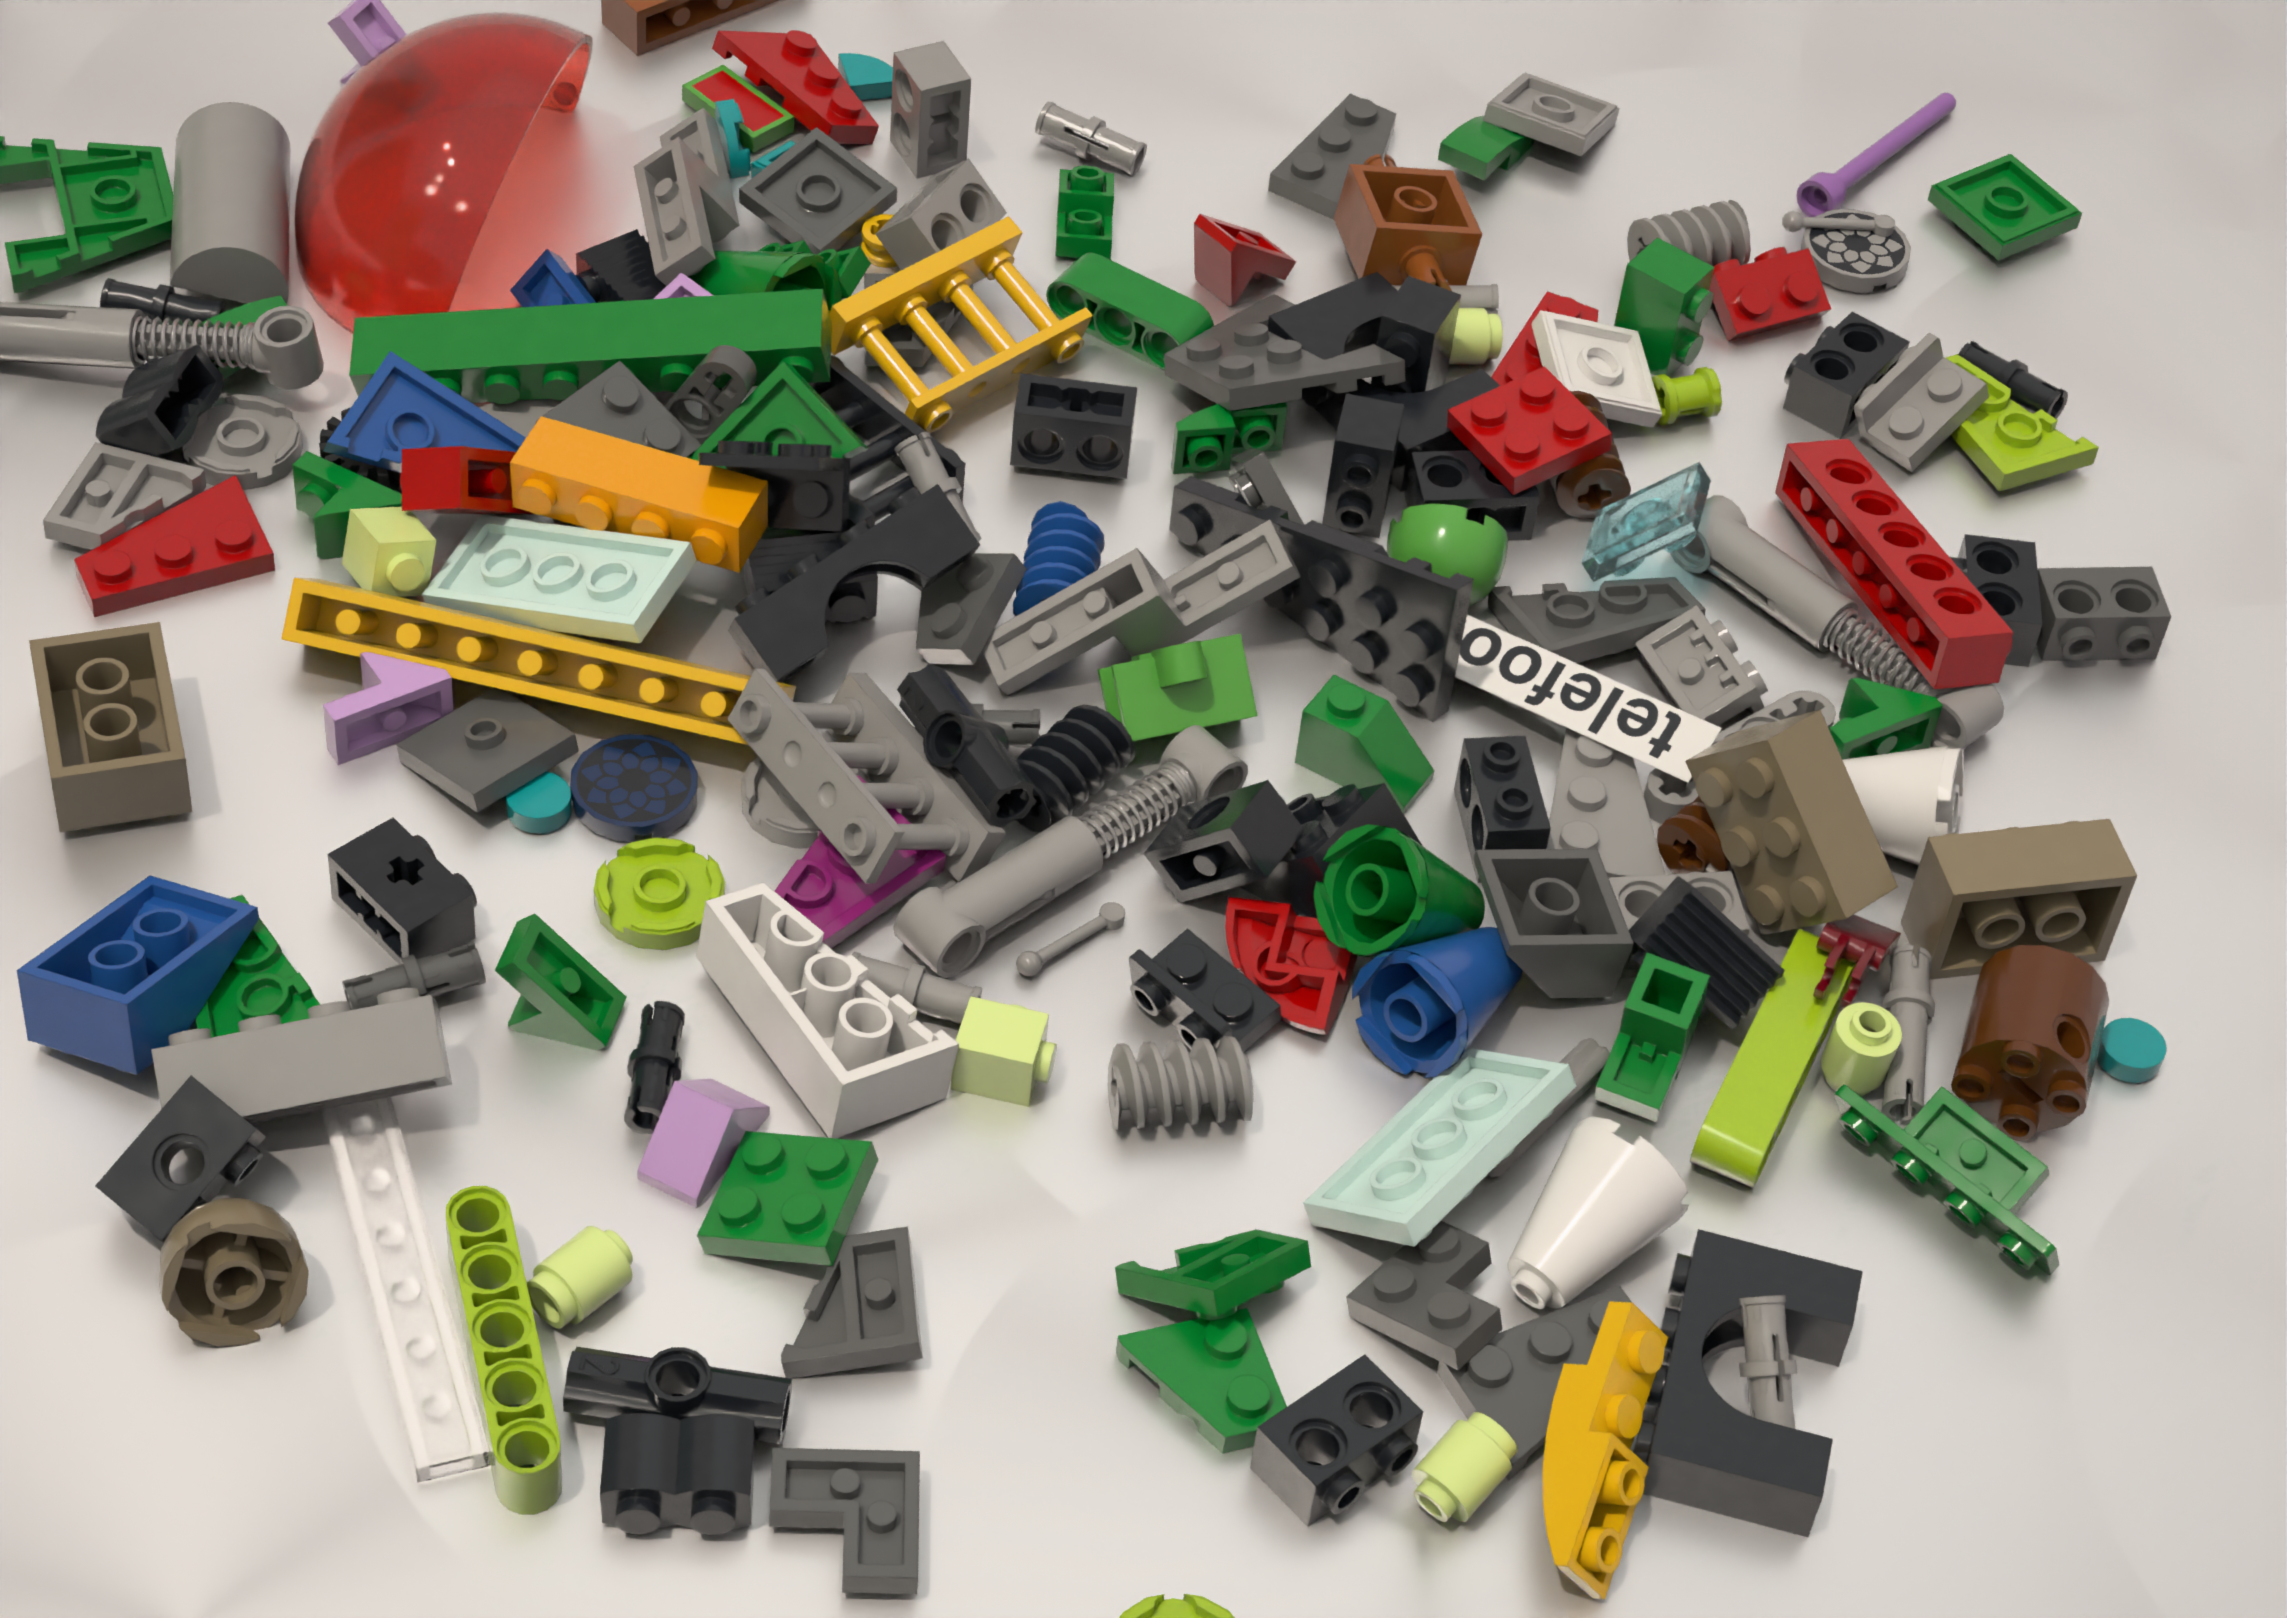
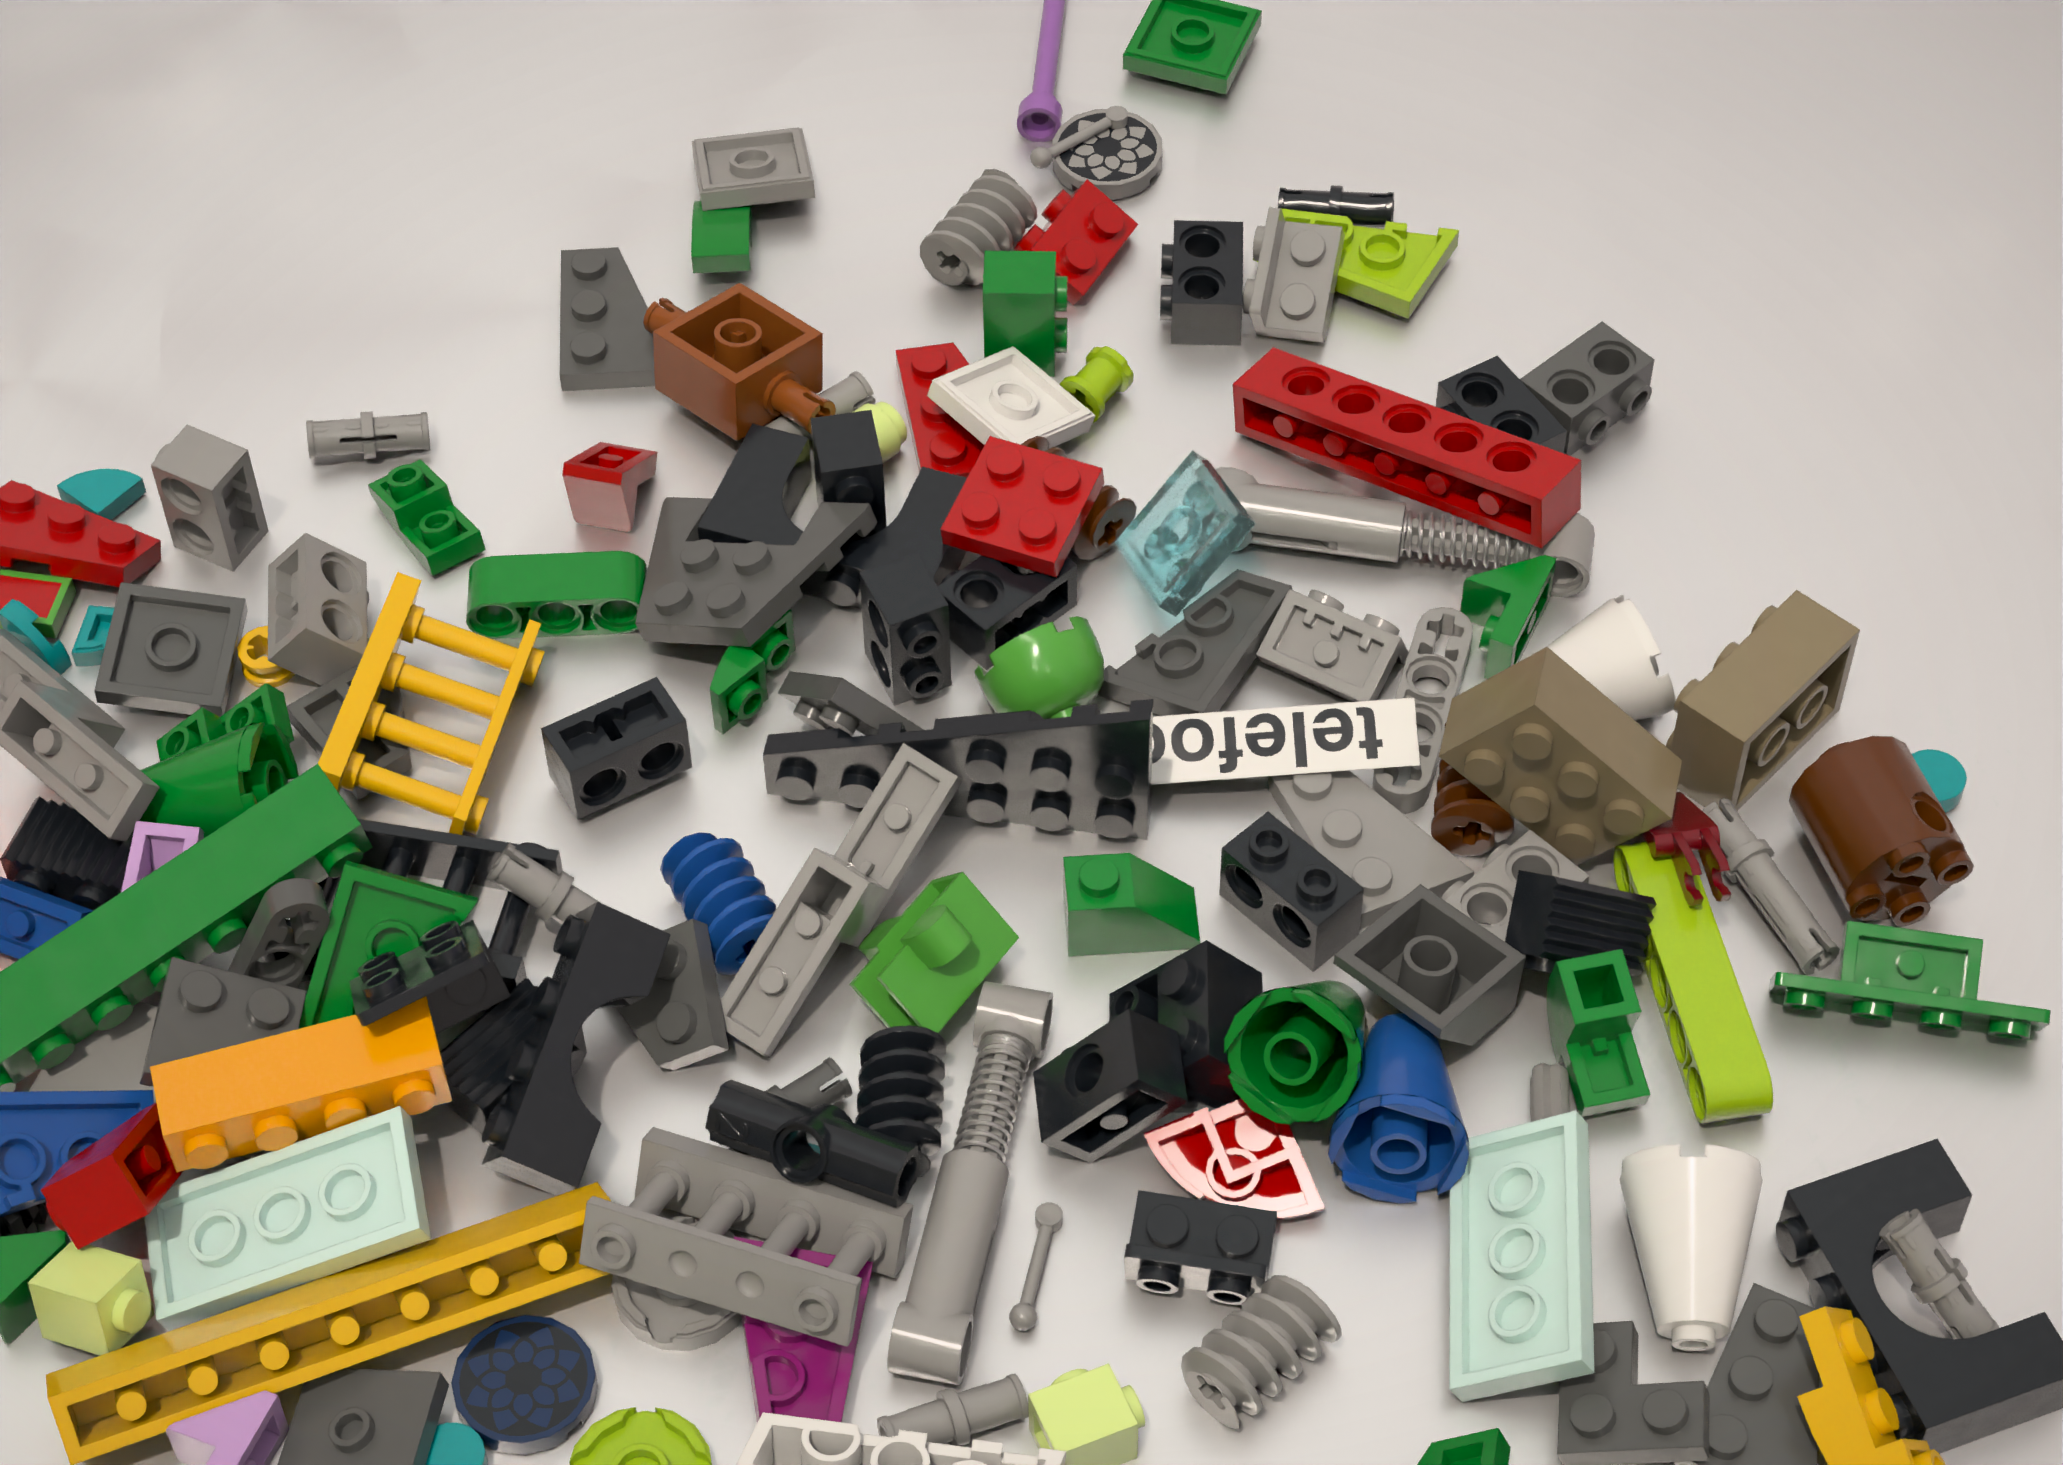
camera: 30 degrees left, 5 degrees up
(1860, 1048) = (1757, 926): yellowish green brick -> none

